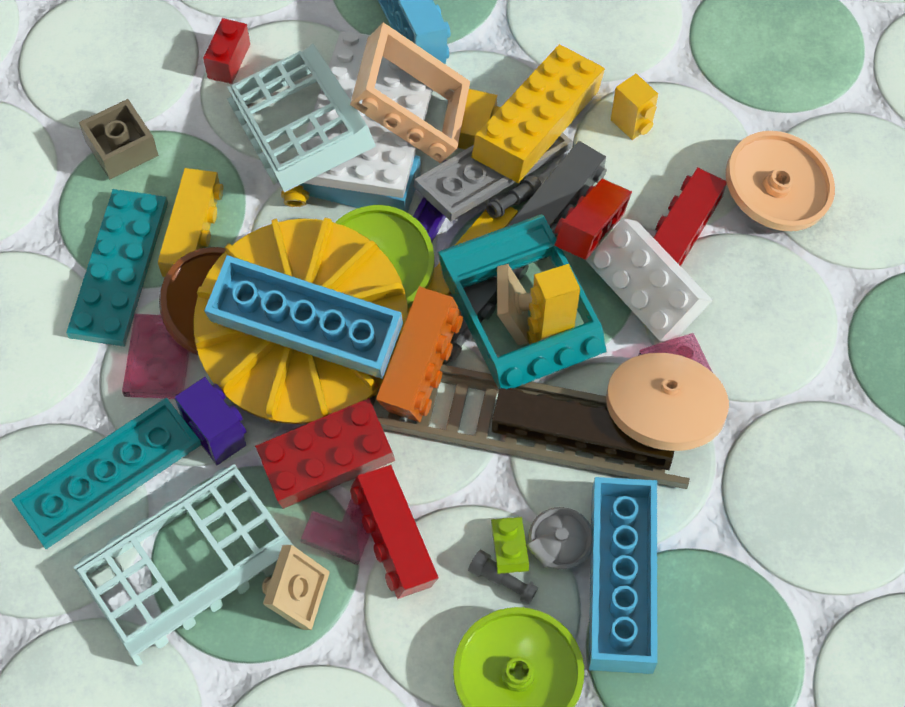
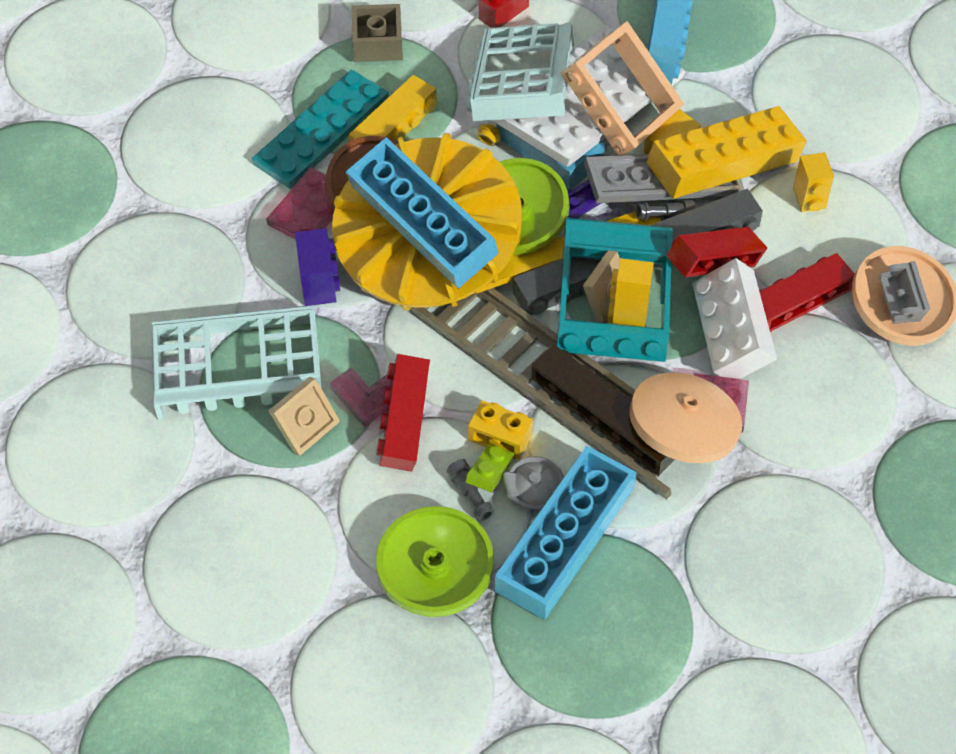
camera: 30 degrees right, 5 degrees down
(106, 472) = (219, 271): teal plate -> none
(325, 453) = (387, 327): red brick -> none
(420, 354) = (502, 288): orange brick -> none
(494, 498) = (500, 428): none -> yellow brick
(785, 179) = (904, 293): none -> light grey hinge

